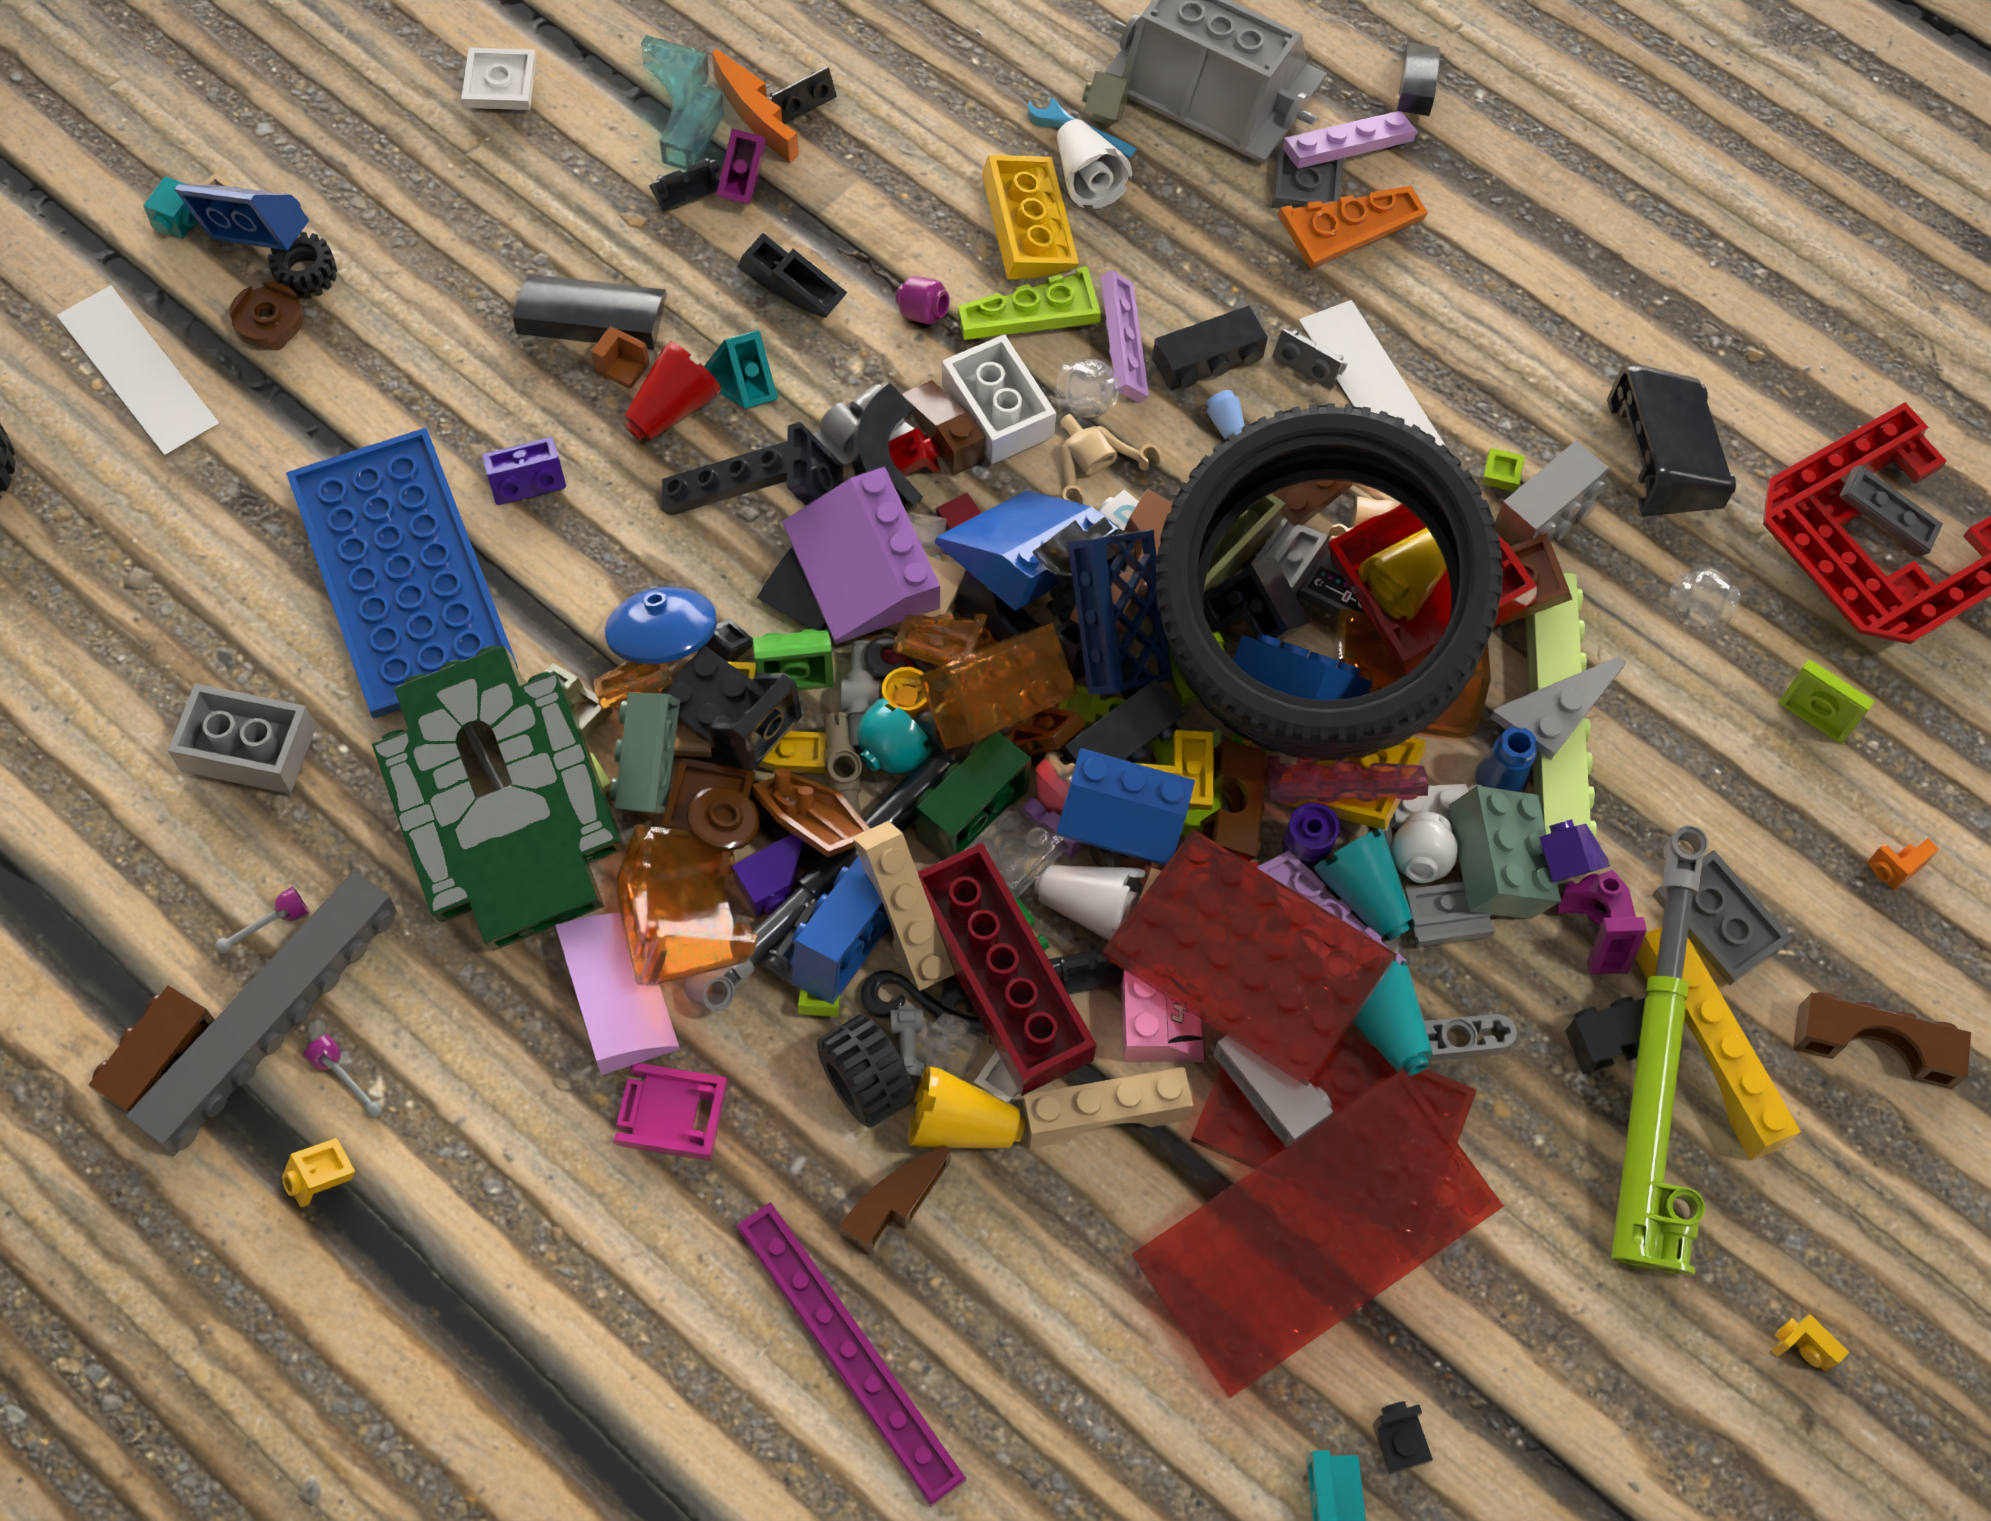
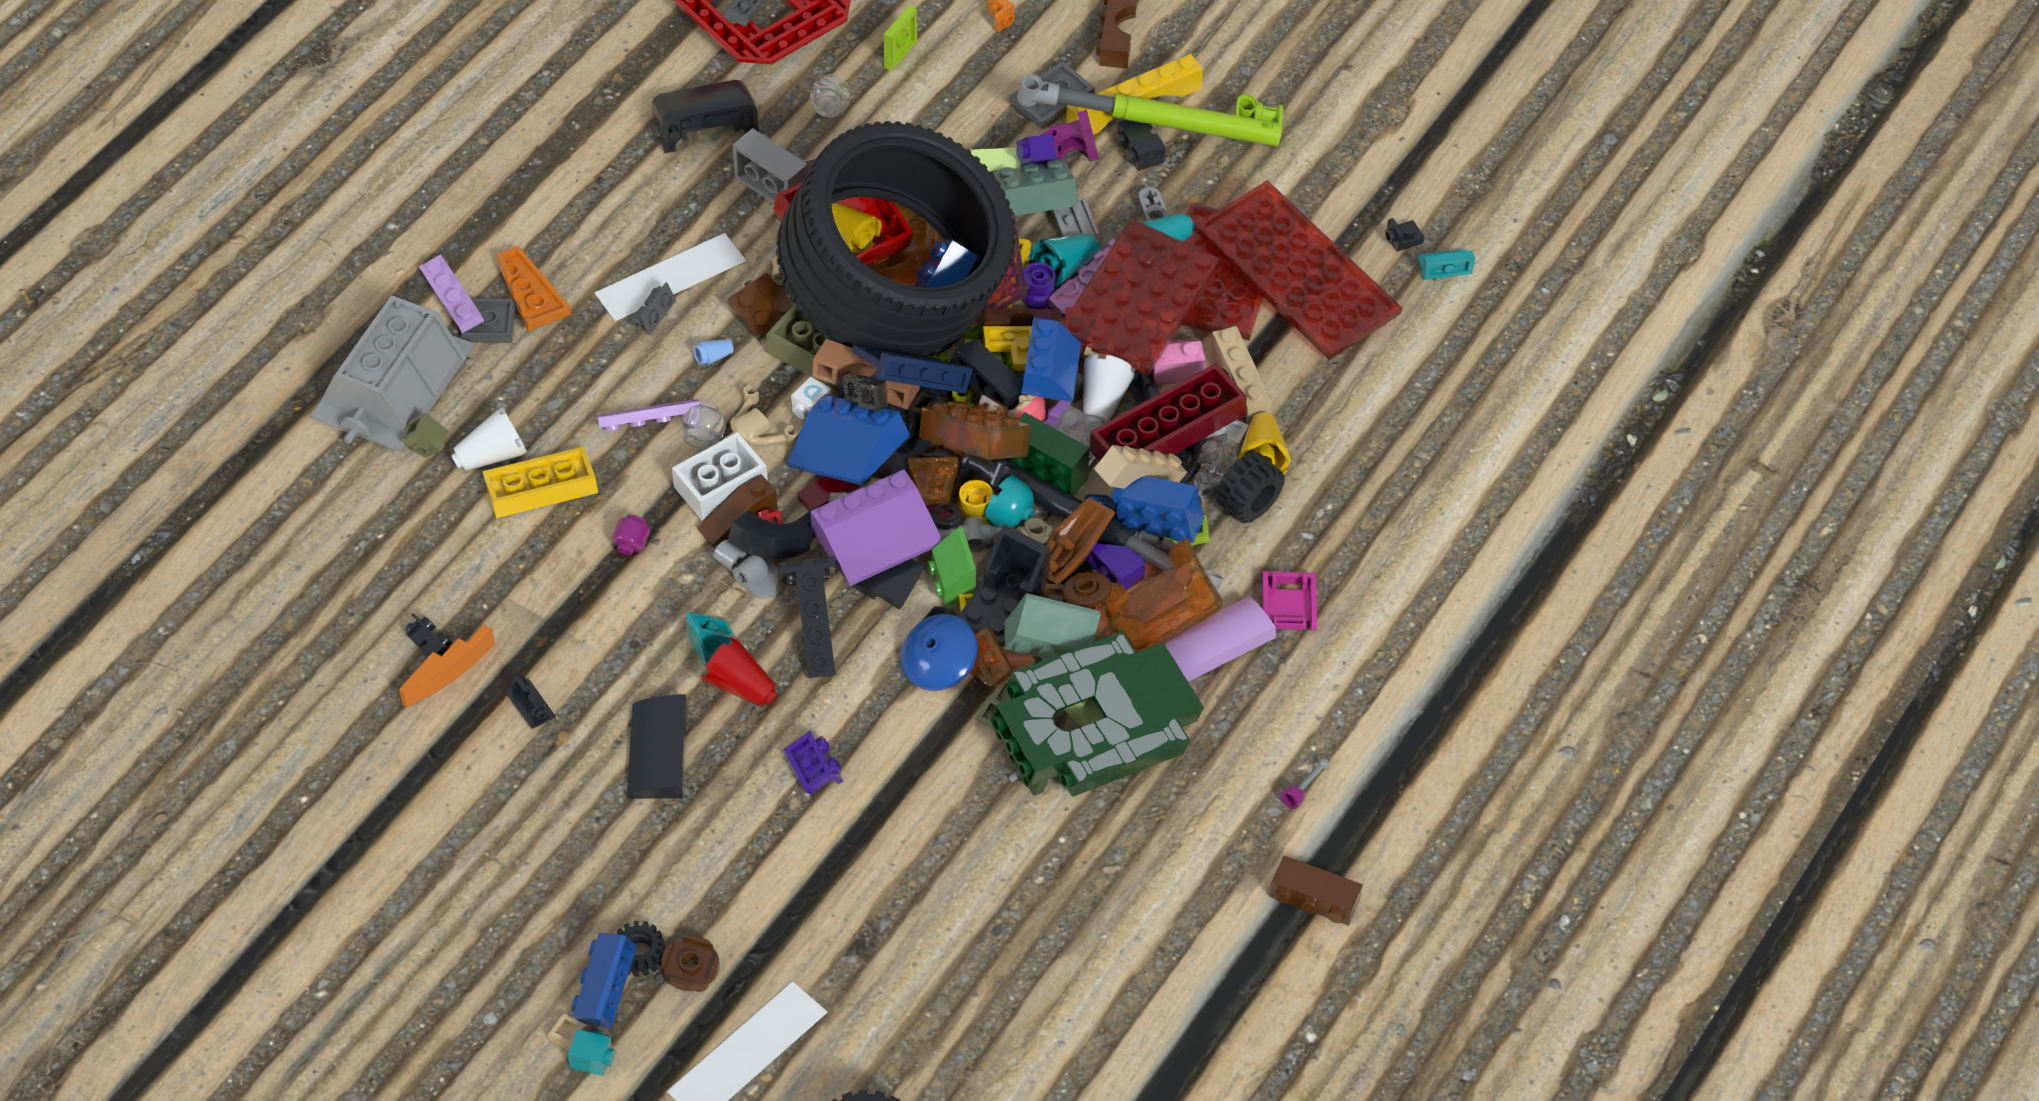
camera: 95 degrees left, 10 degrees down
(242, 738) = (1075, 884): light grey brick -> none
(262, 1014) = (1268, 829): dark grey brick -> none
(287, 906) = (1193, 837): hinge -> none
(316, 1170) = (1375, 780): yellow bracket -> none
(396, 563) = (912, 825): blue plate -> none
(499, 78) = (429, 848): white plate -> none
(620, 357) = (704, 720): dark orange panel -> none
(695, 107) = (452, 707): clear light blue arch -> none
(741, 166) = (511, 657): magenta slope -> none
(791, 277) = (615, 621): black slope -> none
(851, 1355) = (1416, 494): magenta tile -> none
(894, 1199) = (1321, 476): reddish brown slope -> none
(1044, 307) = (626, 467): lime wing -> none
(1056, 117) = (438, 474): dark azure piece -> none
(1209, 348) = (655, 363): black brick -> none
(1280, 1100) = (1223, 287): light grey brick -> none
(1419, 79) = (386, 255): slope -> none
(1425, 847) = (1037, 225): white piece -> none
(1503, 469) = (737, 201): lime plate -> none
(1815, 1343) = (1307, 60): yellow bracket -> none

